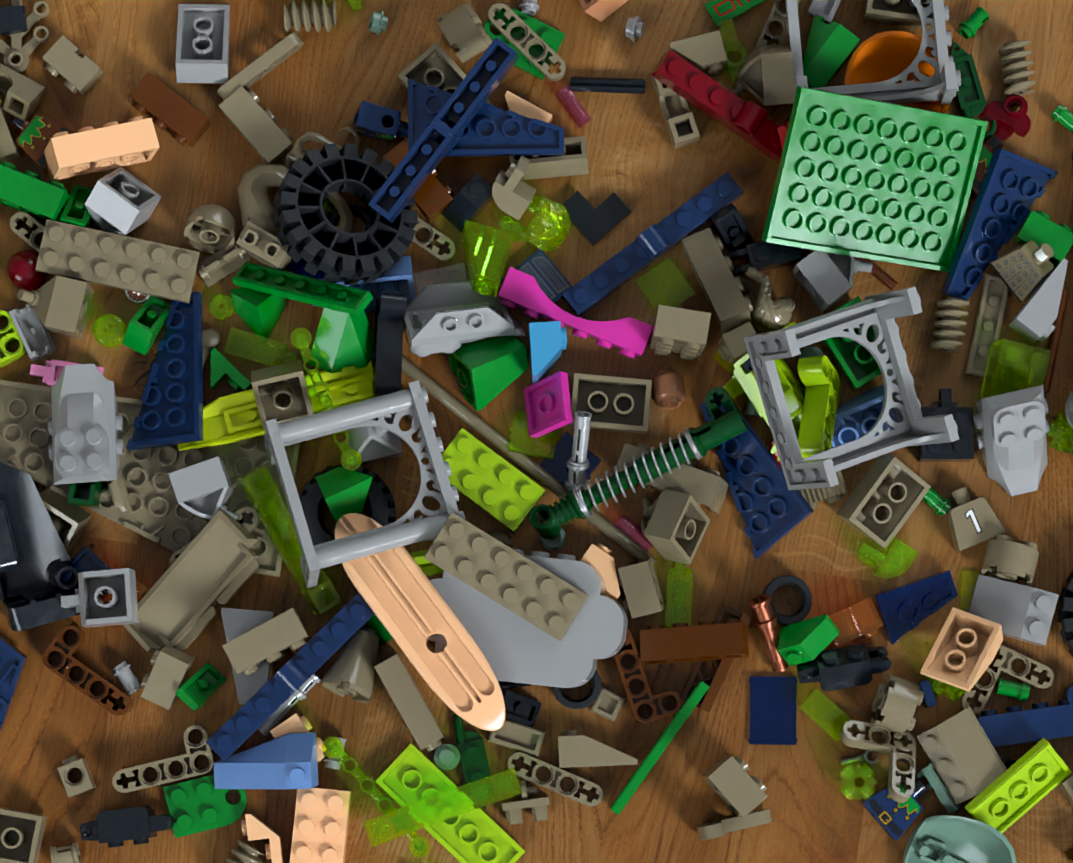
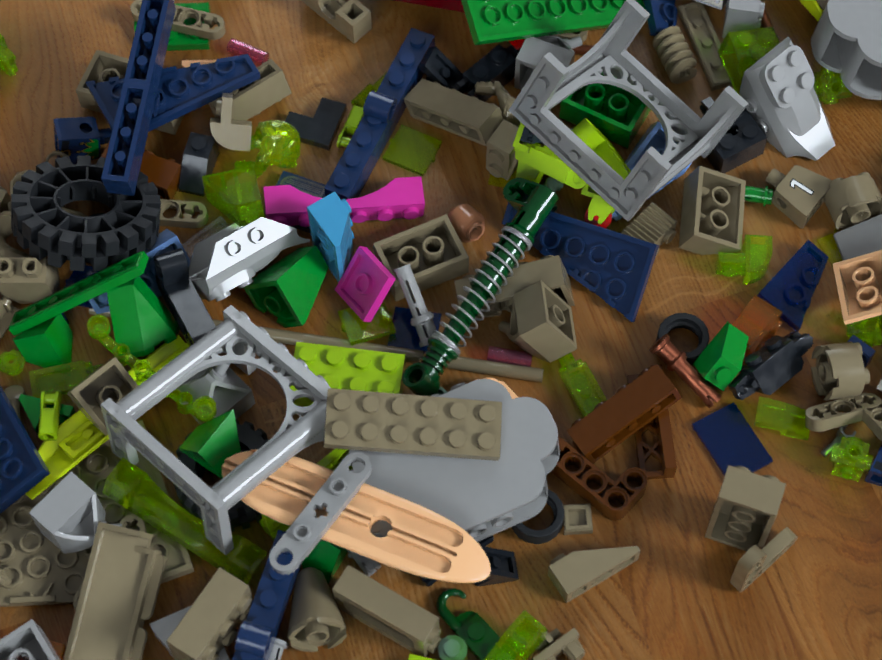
camera: 25 degrees left, 20 degrees down
(225, 386) = (49, 416): none -> lime bar
(376, 617) = (307, 529): none -> light grey piece
(378, 22) = (37, 70): sand green plate -> none
(464, 31) = (114, 31): dark tan brick -> none
(518, 737) = (509, 595): dark tan tile -> none
(554, 782) = (569, 607): dark tan beam -> none
(607, 85) = (268, 23): black axle -> none
(625, 236) = (353, 120): none -> lime bar
(640, 588) = (541, 386): dark tan brick -> none
(659, 209) = (360, 99): none -> clear neon green axle
(659, 747) = (650, 528): green tile -> none
(679, 332) = (447, 157): dark tan brick -> none

